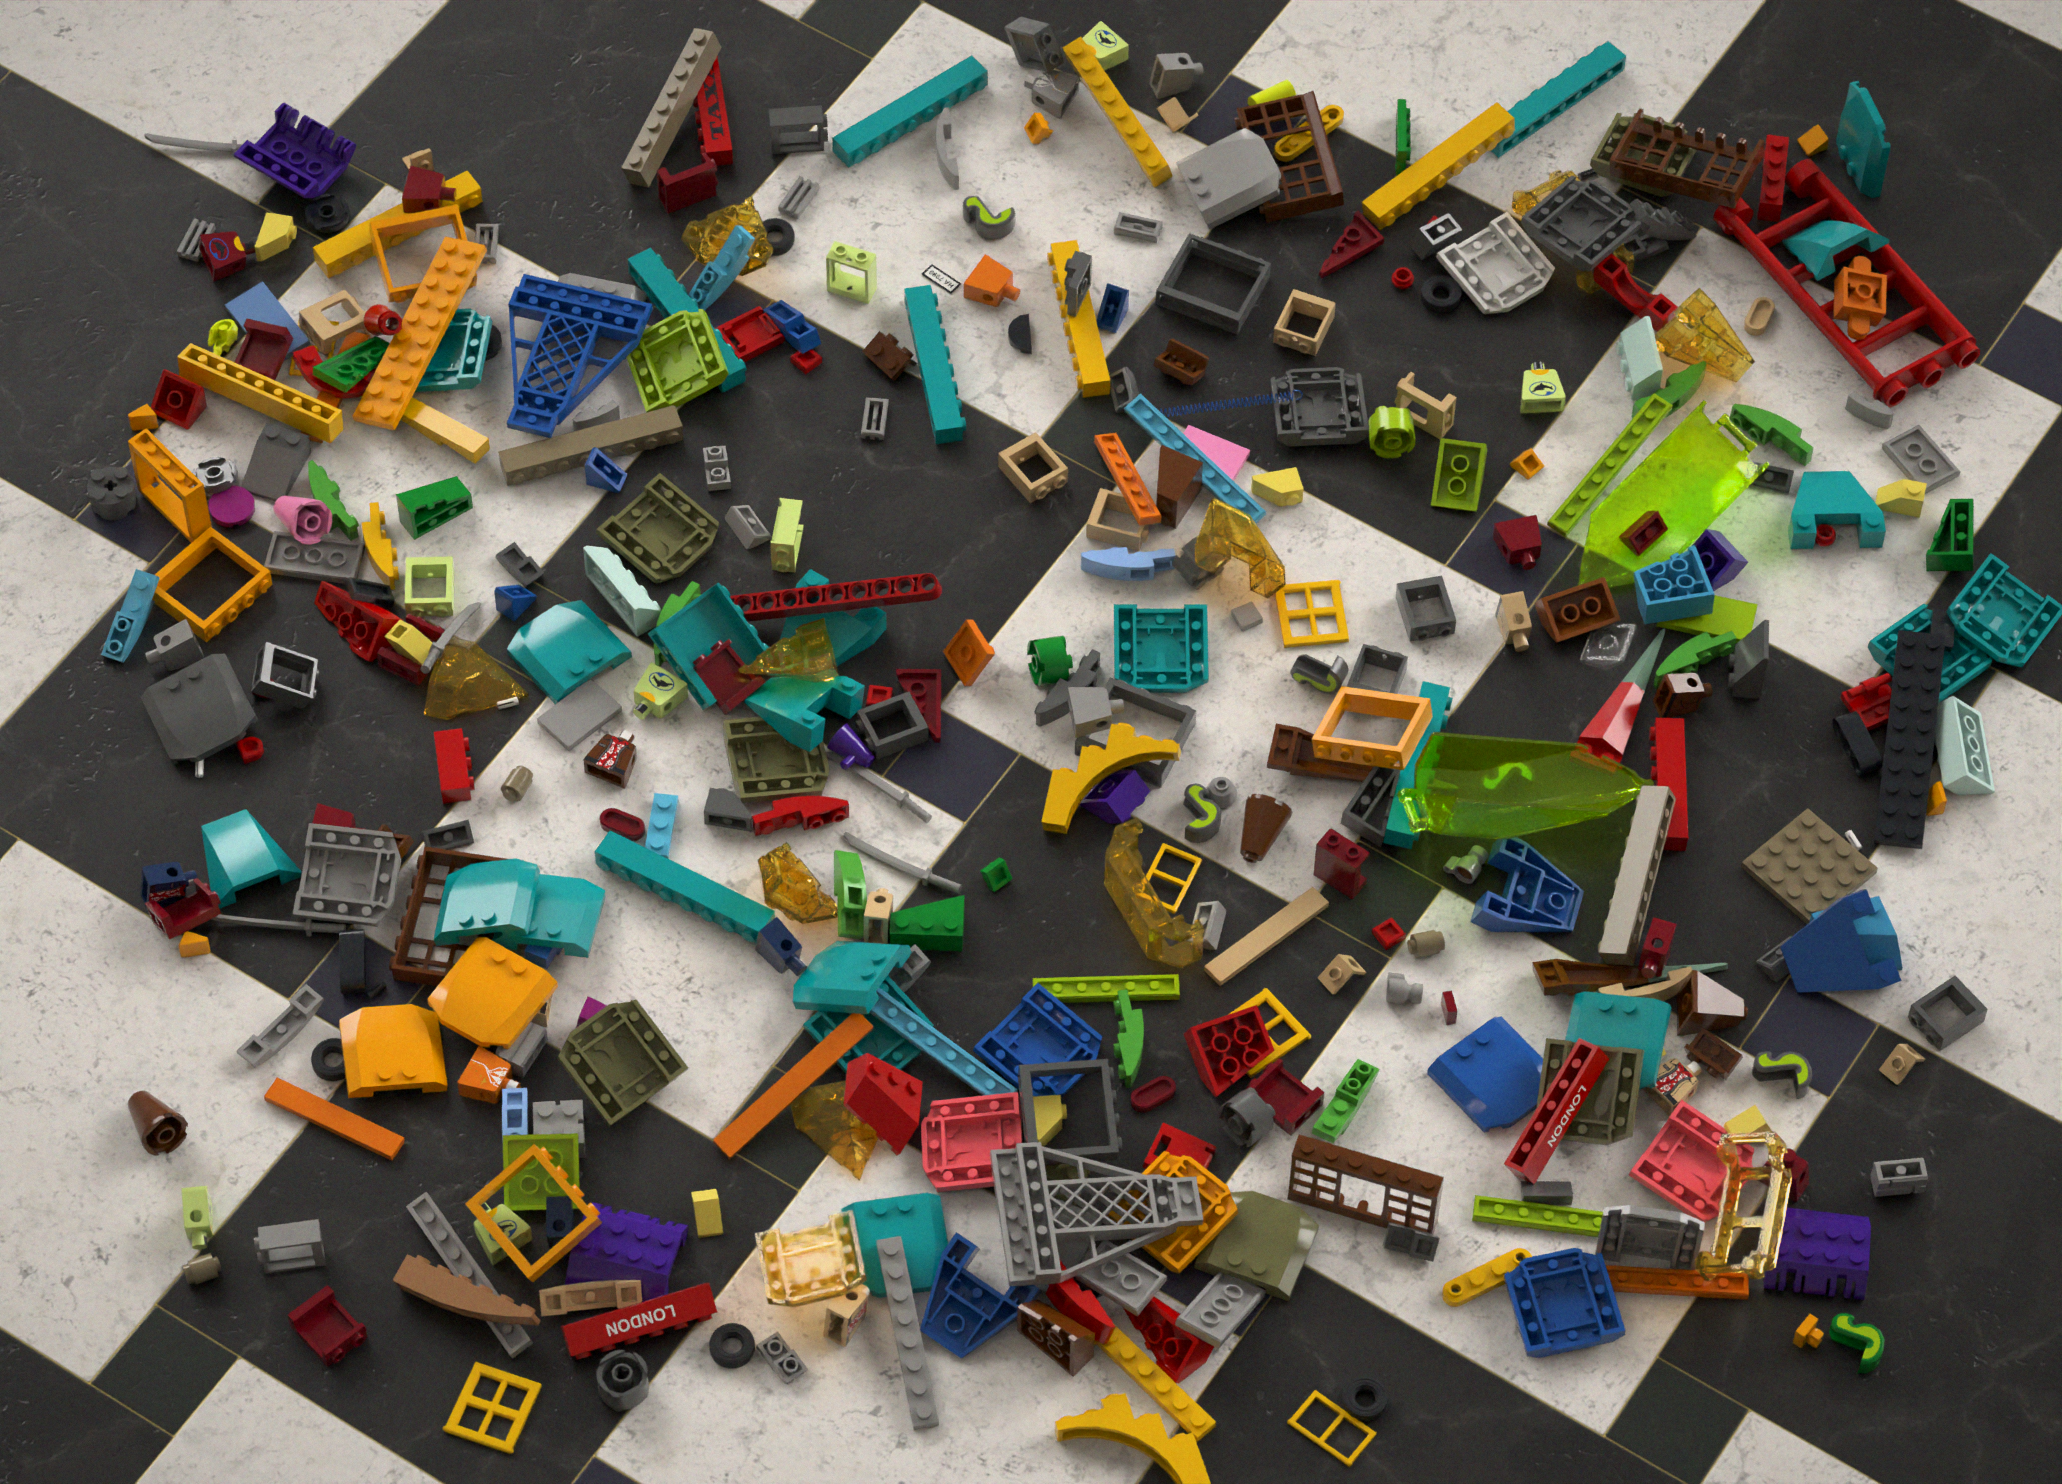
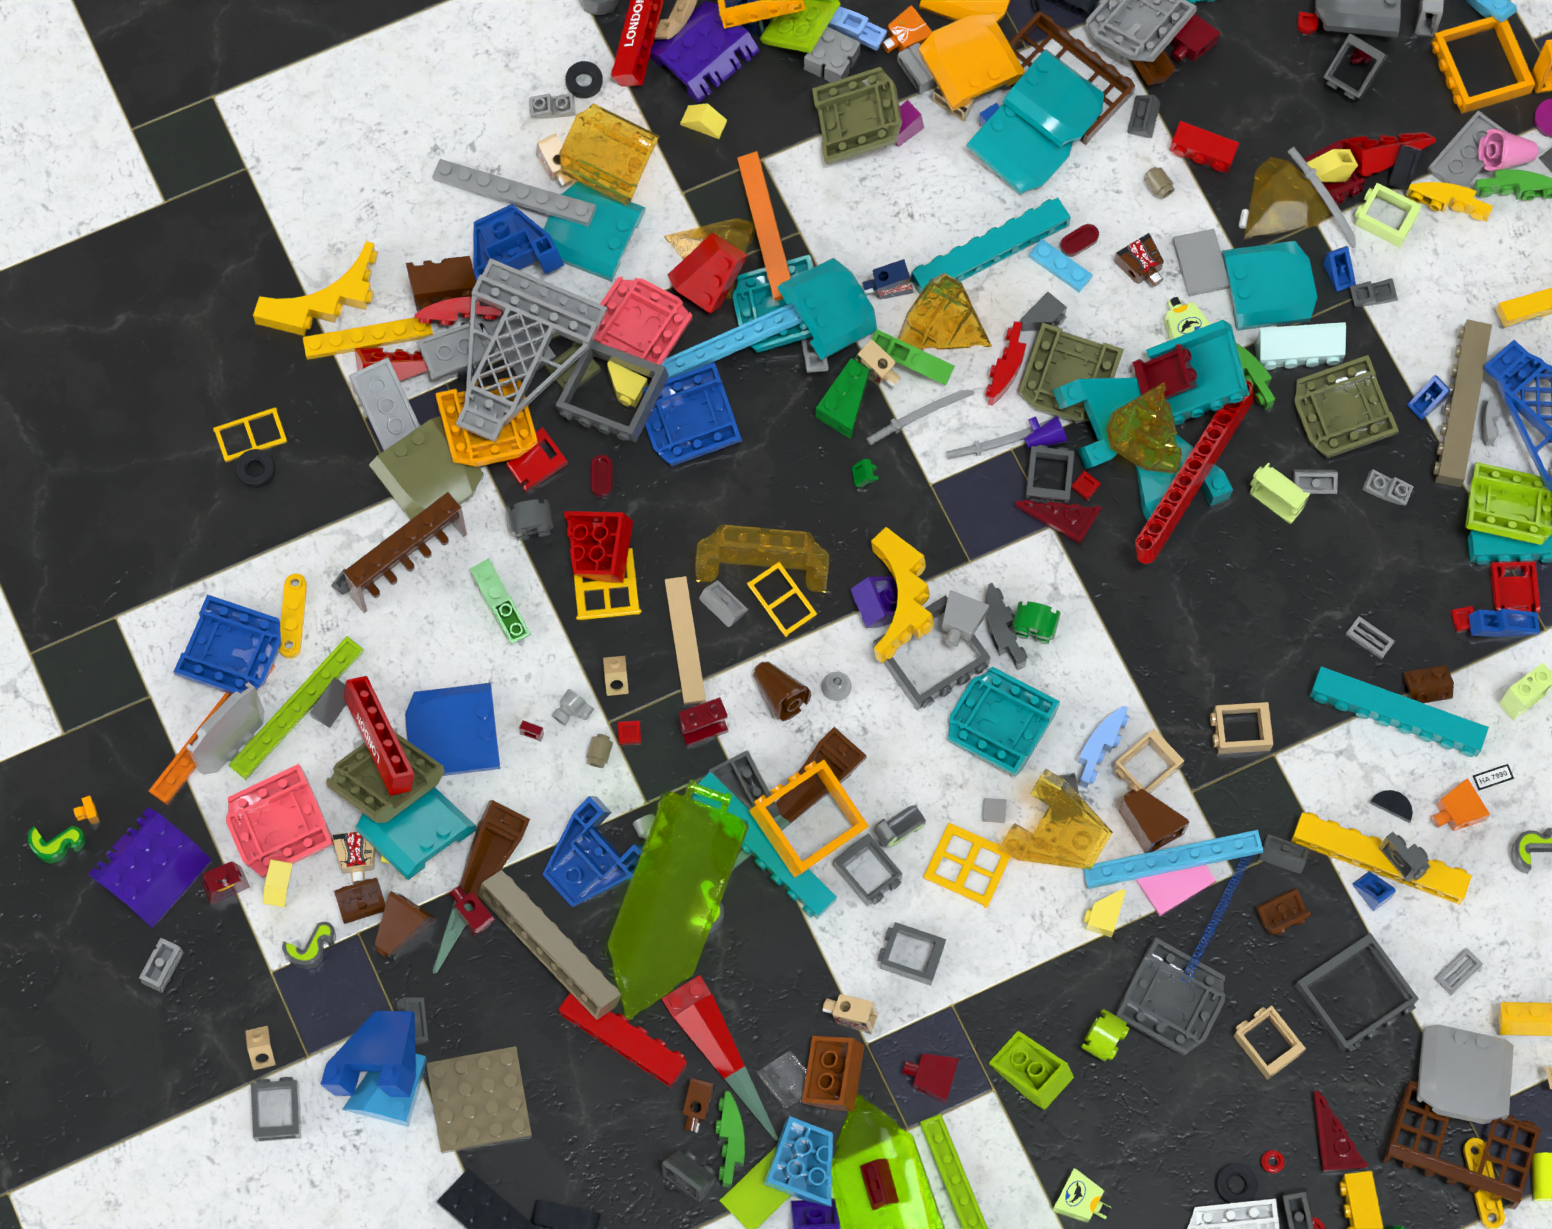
camera: 120 degrees right, 15 degrees up
(432, 505) = (1466, 253): green wedge -> none
(968, 652) = (1080, 568): orange tile -> none
(1106, 987) = (714, 497): lime tile -> none
(1127, 479) = (1182, 789): orange tile -> none
(1130, 1038) = (649, 481): bright green slope -> none
(1204, 810) = (823, 660): dark grey animal -> none
(1287, 1095) = (535, 564): dark red panel -> none
(1440, 414) = (1095, 1083): tan window -> none
(1527, 464) = (1013, 1139): light orange slope -> none
(1660, 991) = (456, 864): tan slope -> none
(1714, 1262) = (187, 834): clear yellow windscreen -> none
(1853, 840) = (480, 1153): white piece -> none

